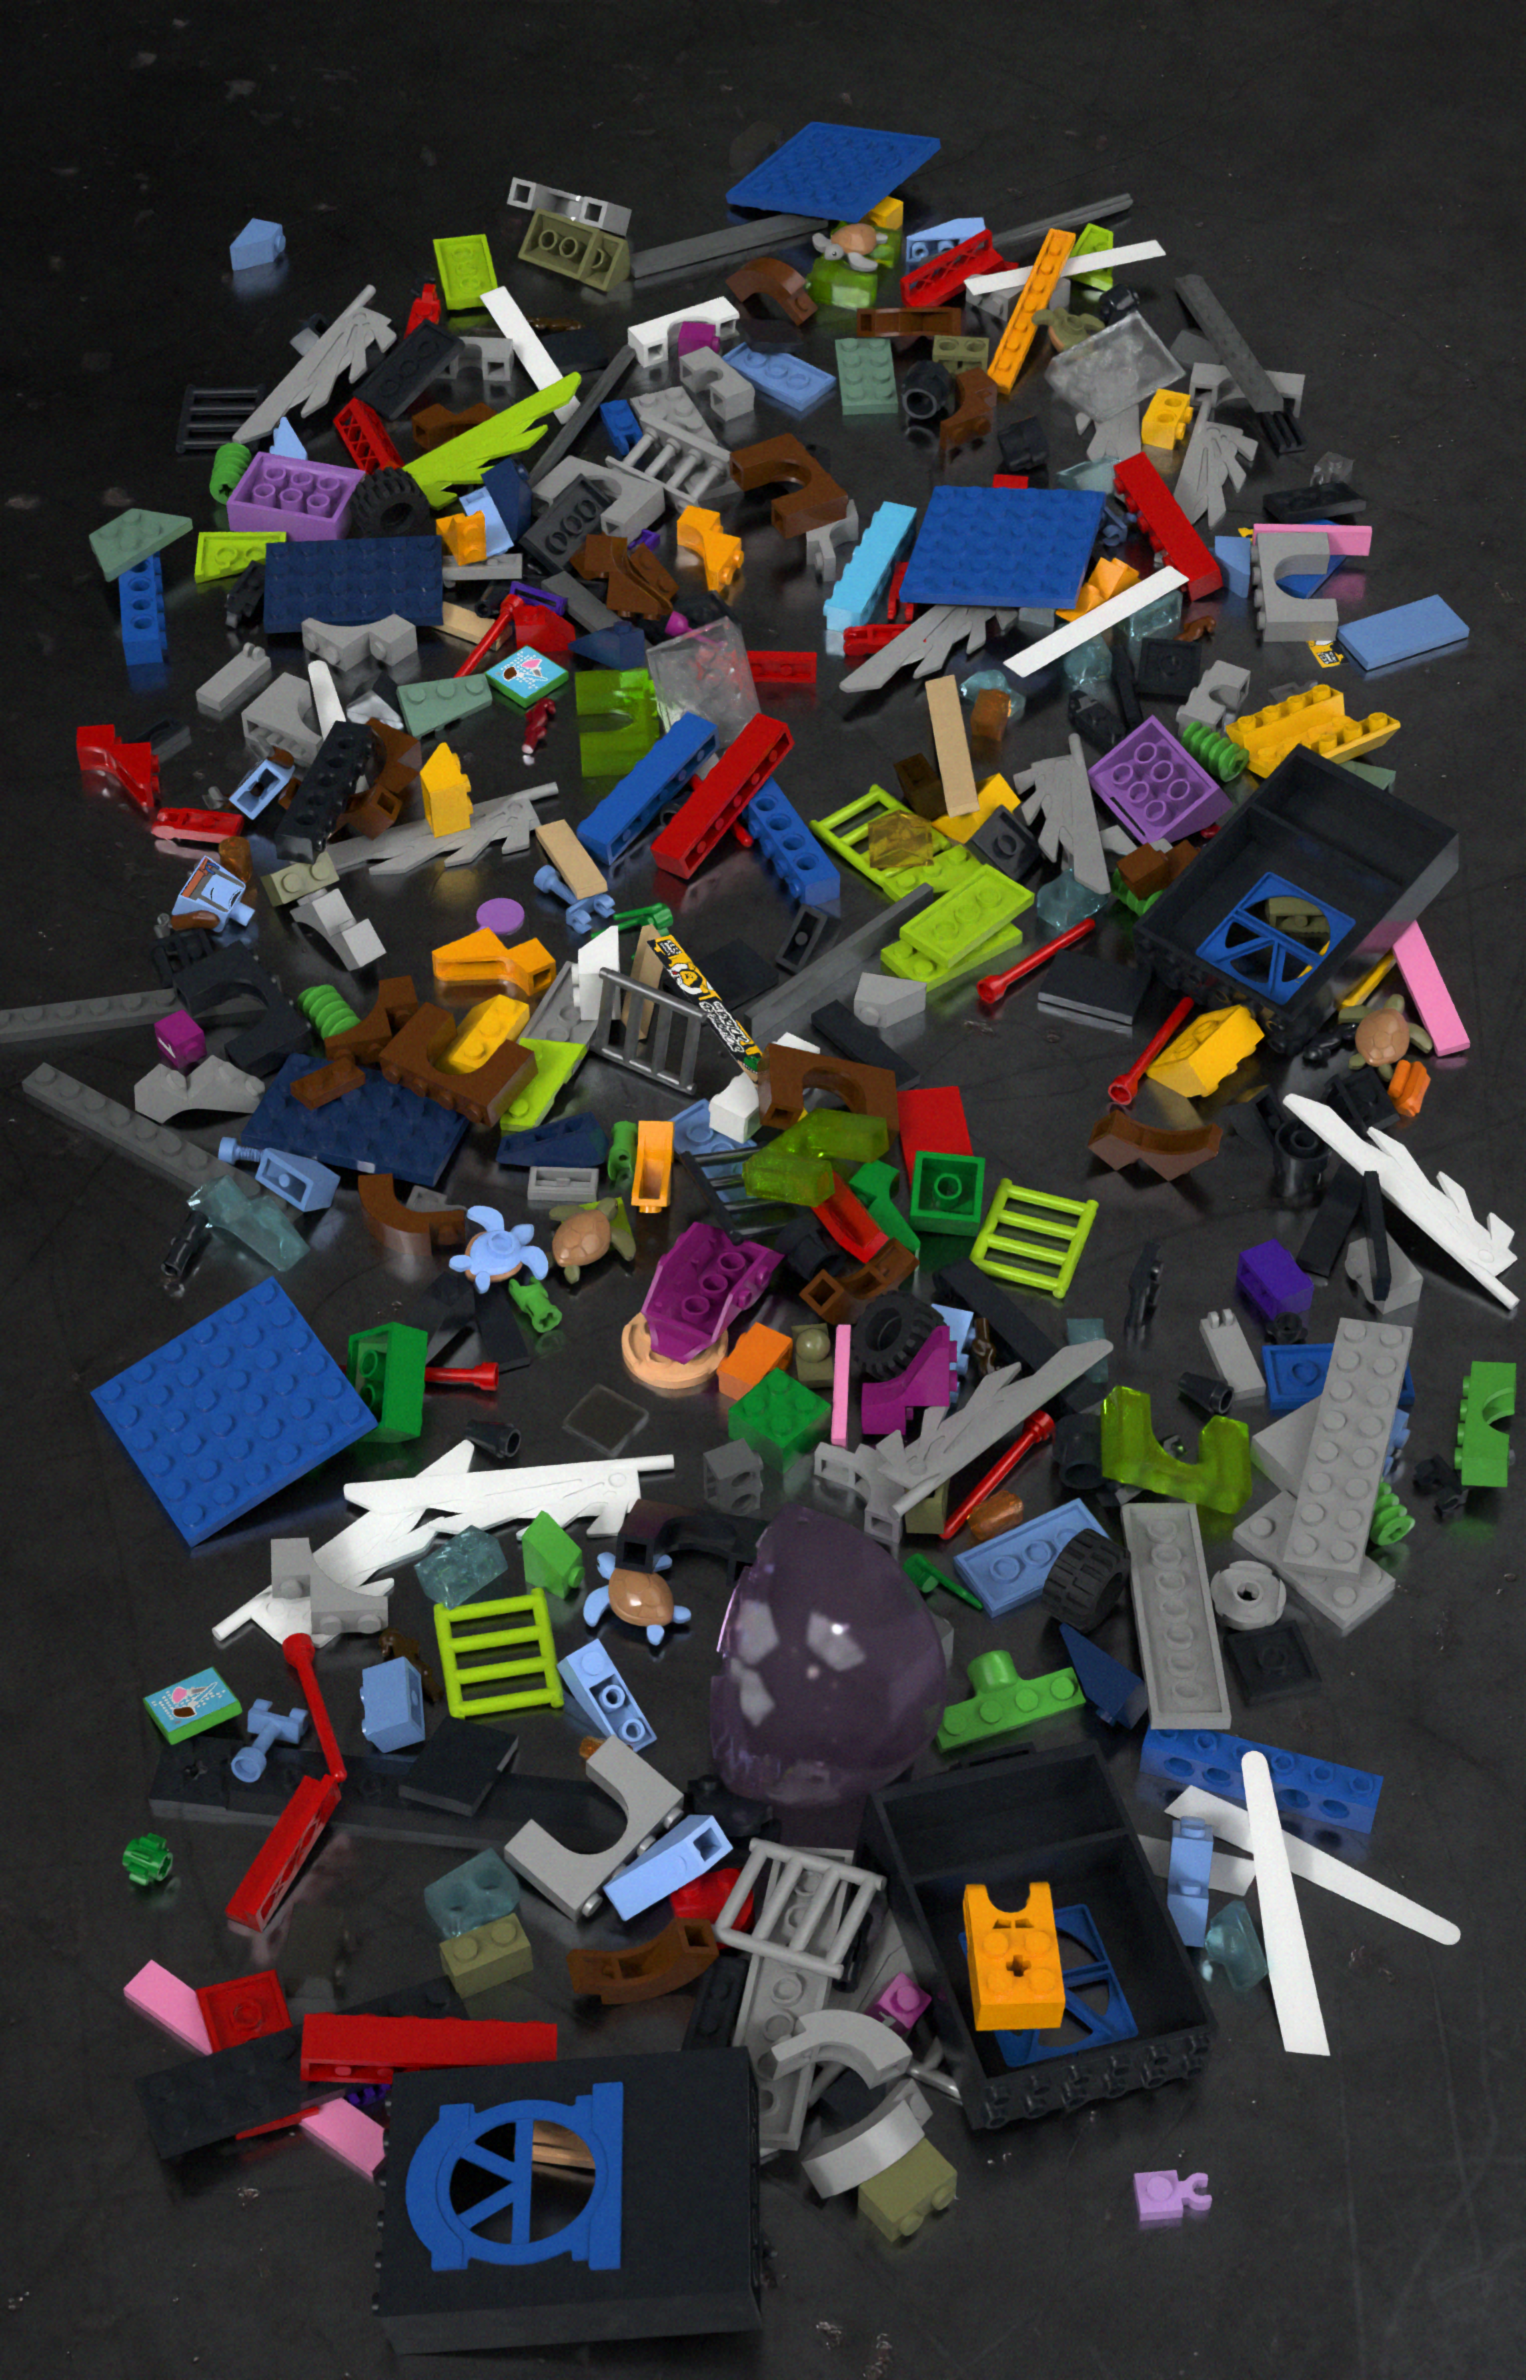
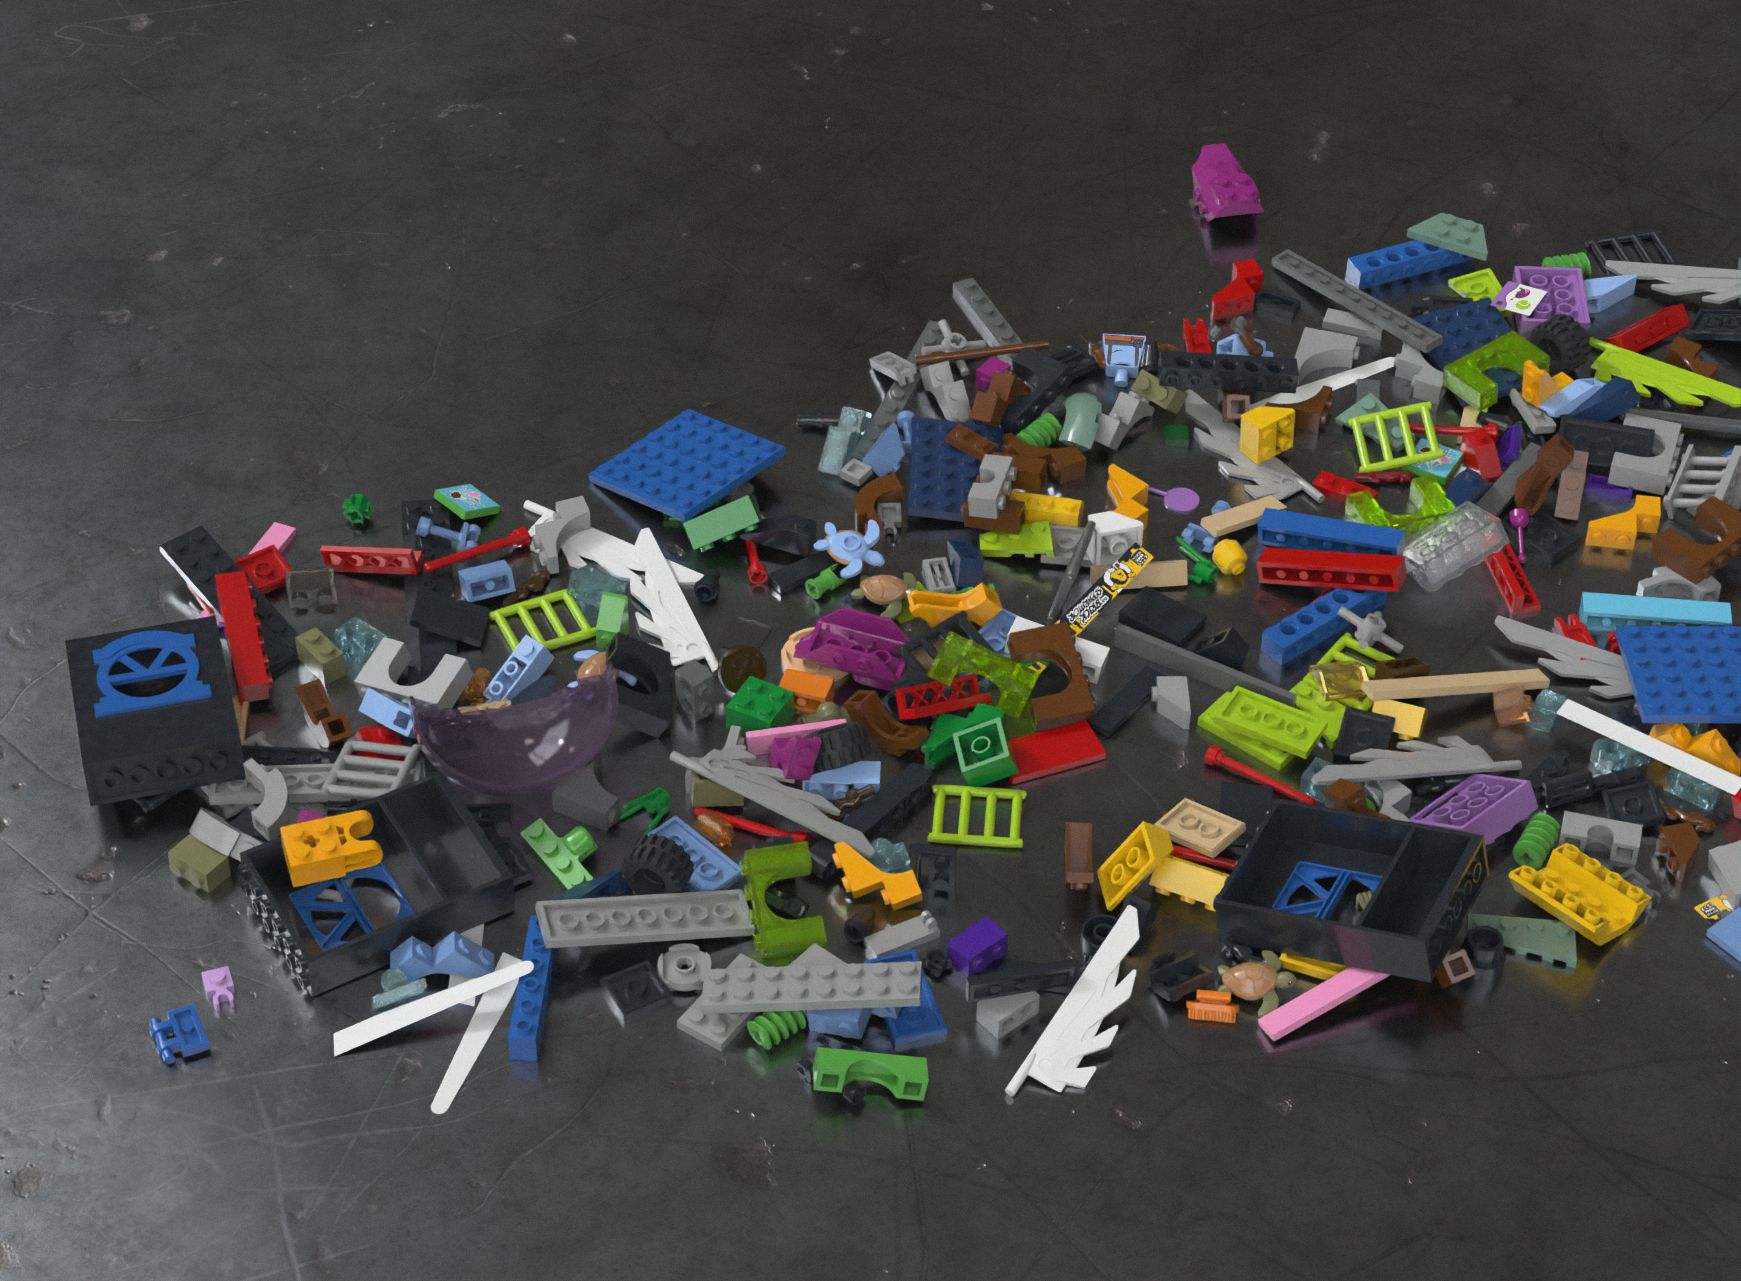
camera: 75 degrees right, 5 degrees down
(101, 1065) = (951, 343): none -> light grey bar
(116, 1136) = (894, 367): none -> light grey hinge
(125, 1081) = (938, 357): none -> reddish brown bar
(209, 656) = (1357, 301): none -> dark grey plate
(244, 865) = (1150, 357): none -> black cone
(255, 1019) = (991, 406): none -> reddish brown arch
(291, 514) = (1518, 298): none -> sticker
(317, 1226) = (856, 472): none -> light grey plate
(330, 952) = (1080, 423): none -> sand green brick
(377, 890) = (1176, 435): none -> dark green tile
(421, 593) = (1508, 351): none -> clear neon green arch
(450, 692) = (1400, 412): none -> lime bar
(451, 1047) = (989, 496): none -> light grey arch
(546, 763) = (1338, 487): none -> red hinge
(641, 888) = (1229, 557): none -> yellow head
(681, 1748) = (490, 704): none -> tan wheel
(694, 1424) = (739, 664): none -> dark brown tile
(823, 796) = (1370, 629): none -> light grey bar
(1117, 1028) = (1201, 827): none -> tan tile
(1144, 1365) = (864, 878): none -> light orange arch
(1211, 1081) = (1133, 862): none -> yellow slope
(1249, 647) = (1679, 847): none -> reddish brown slope
(1263, 2245) = (188, 1033): none -> blue plate

